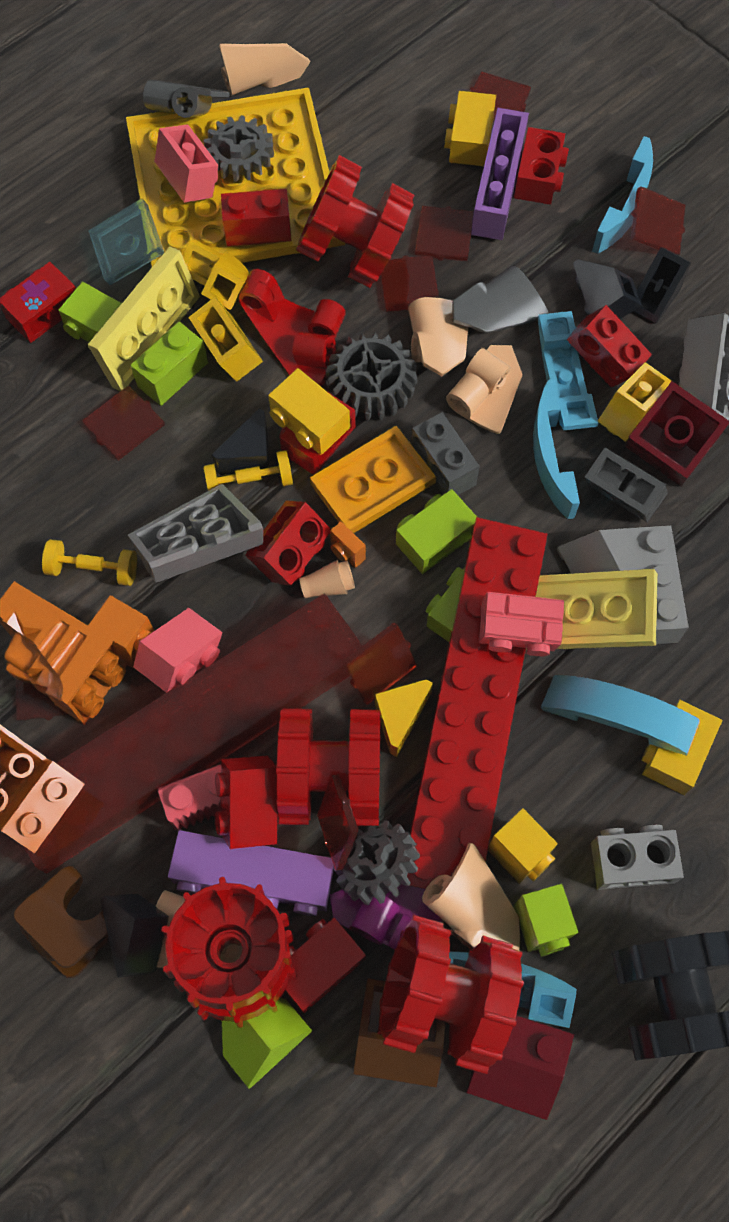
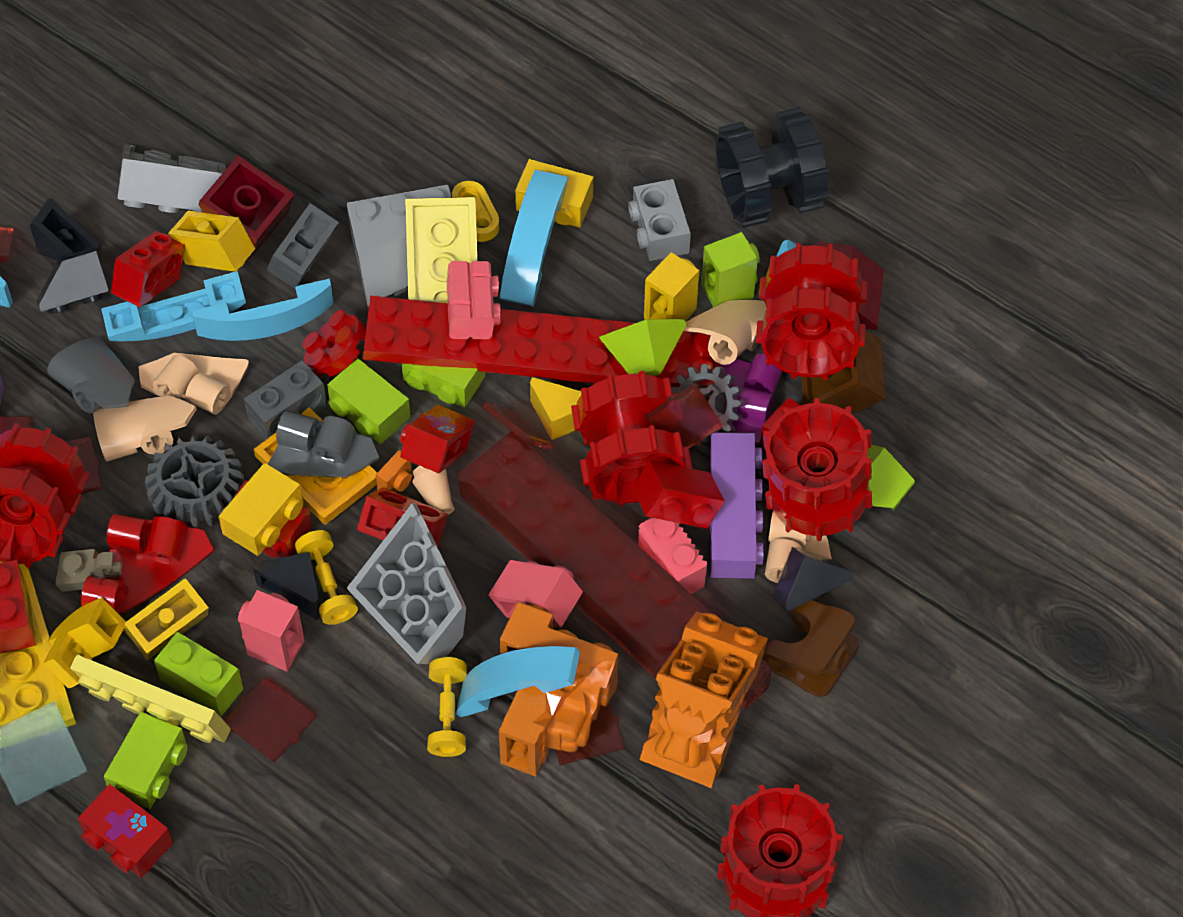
camera: 100 degrees left, 10 degrees down
(66, 610) = (540, 667): none -> medium azure slope
(190, 416) = (271, 629): none -> coral brick
(298, 286) = (78, 565): none -> dark tan plate
(373, 581) = (436, 438): none -> red brick
(381, 477) = (320, 447): none -> dark grey panel
(447, 802) = (645, 344): none -> lime slope
(502, 501) = (334, 344): none -> red plate
(664, 663) = (485, 211): none -> yellow plate

